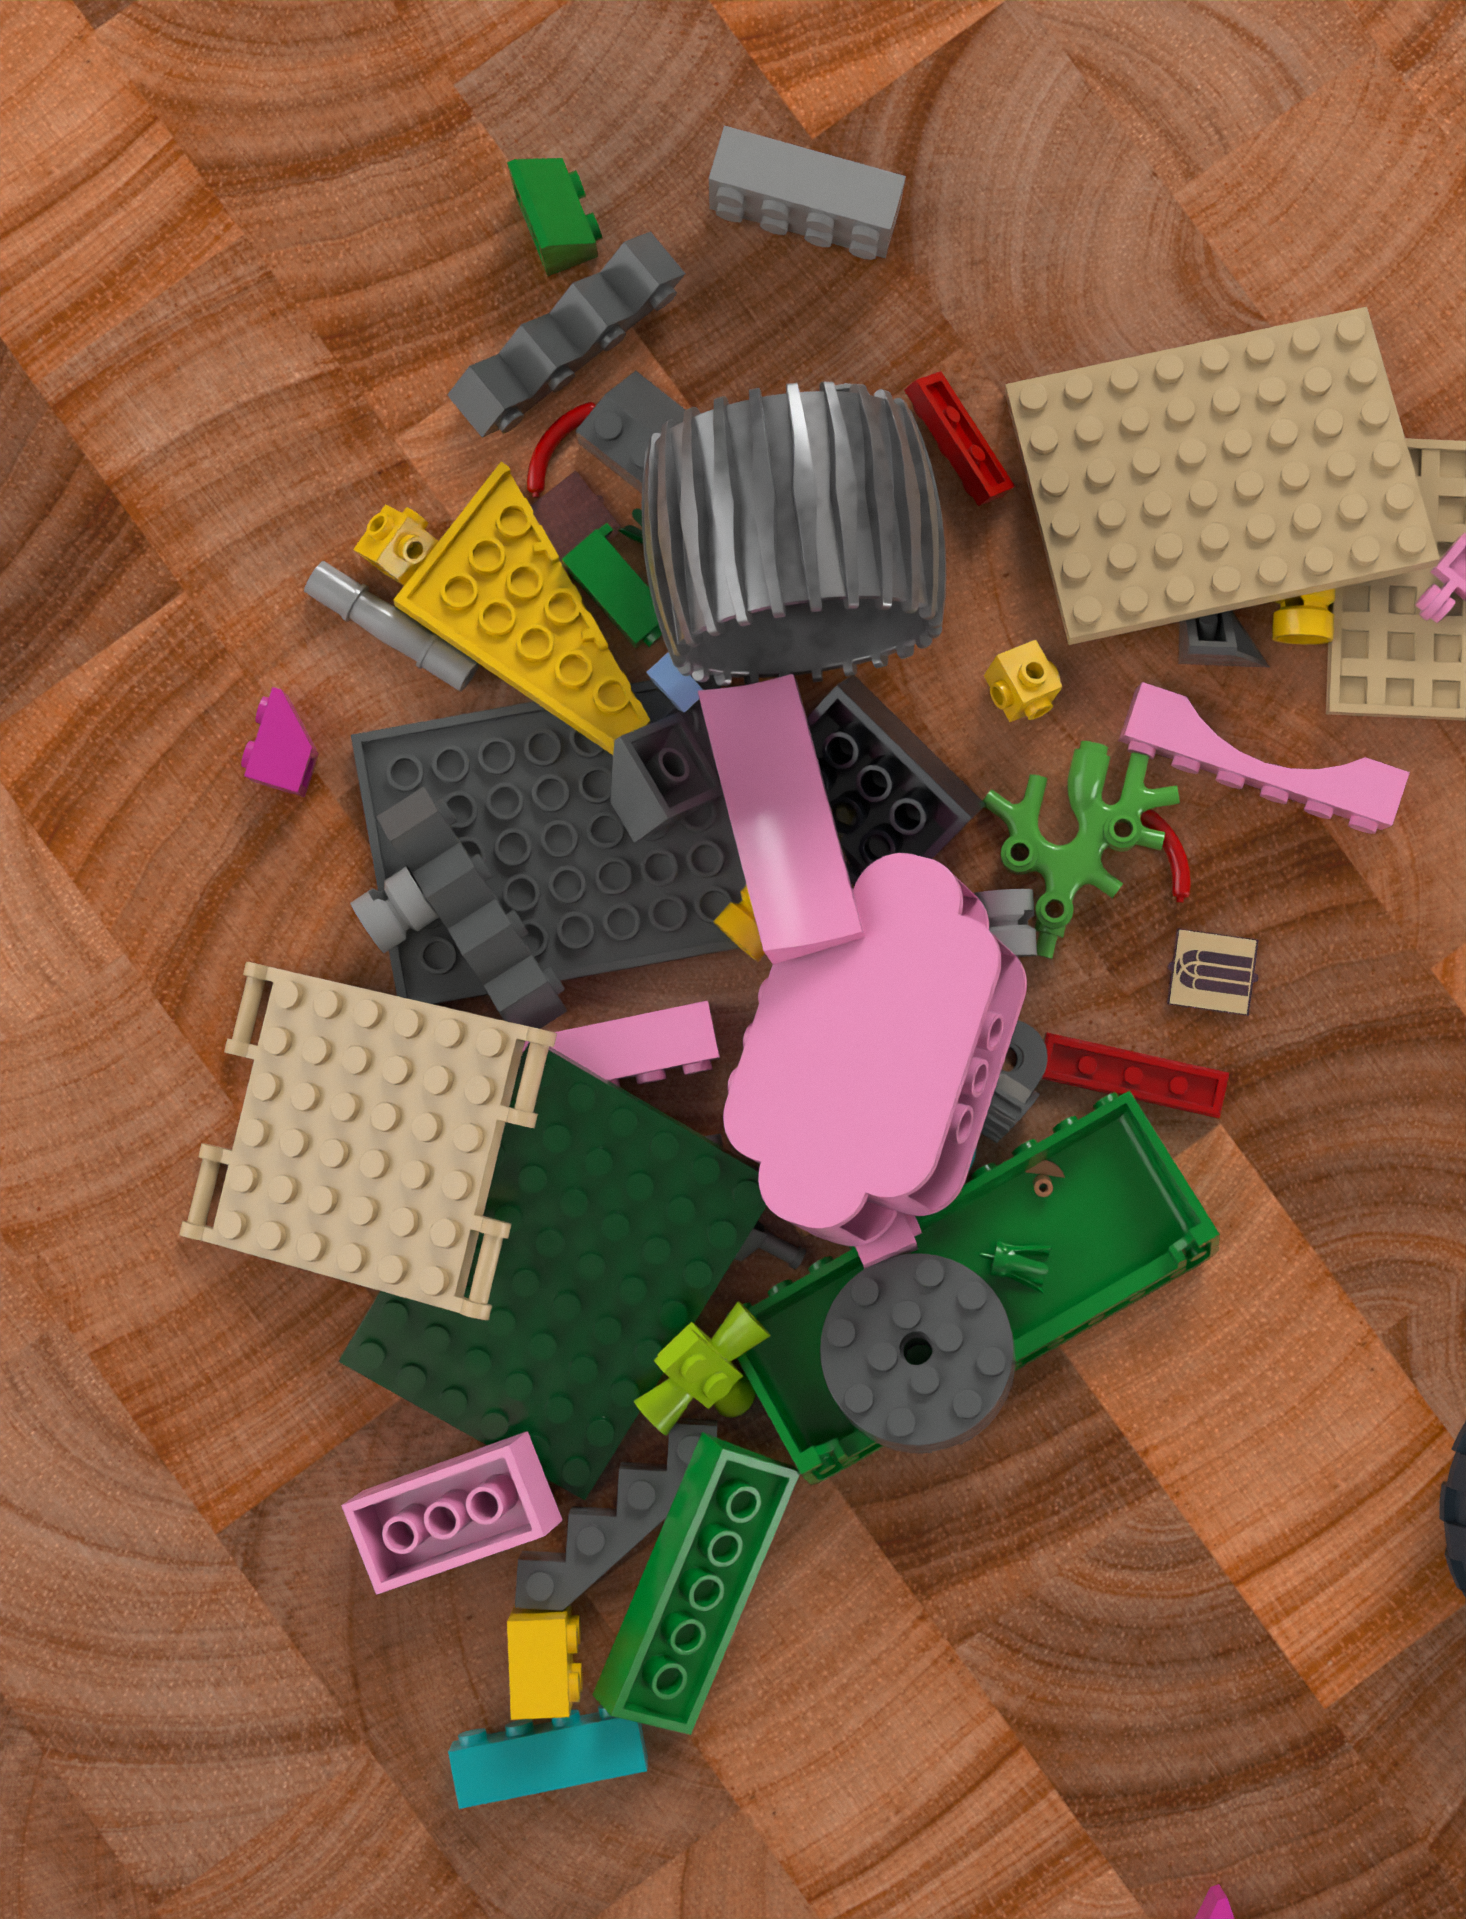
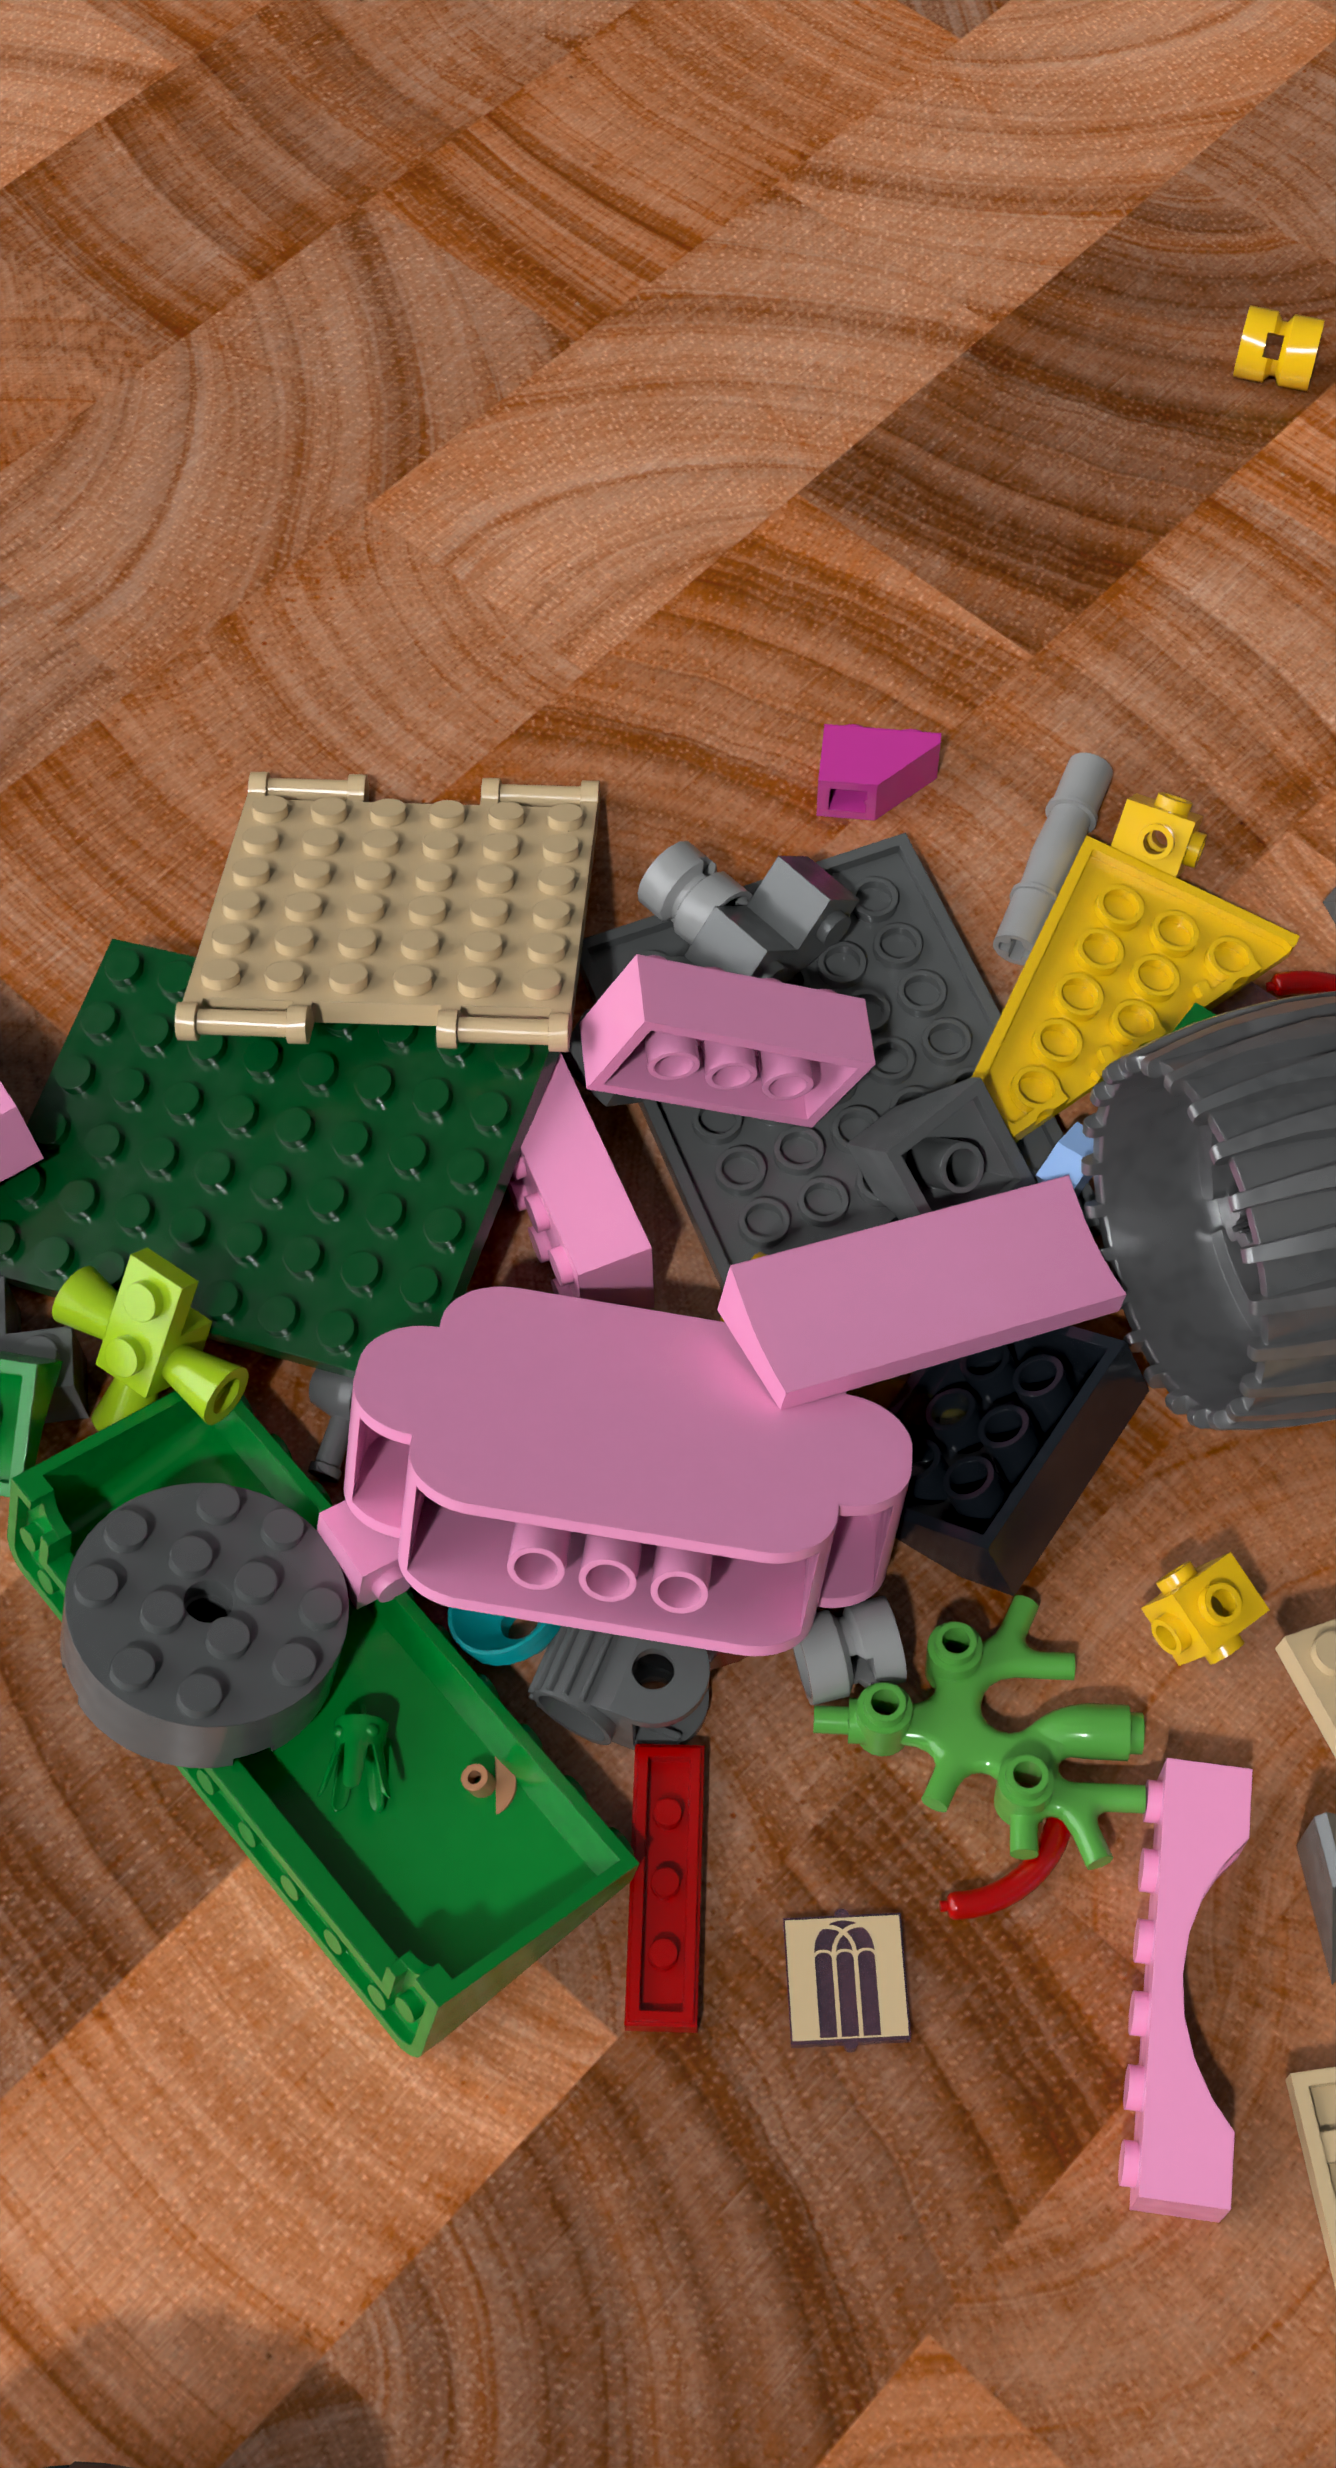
camera: 80 degrees right, 25 degrees down
(556, 915) = (725, 1041): none -> bright pink brick

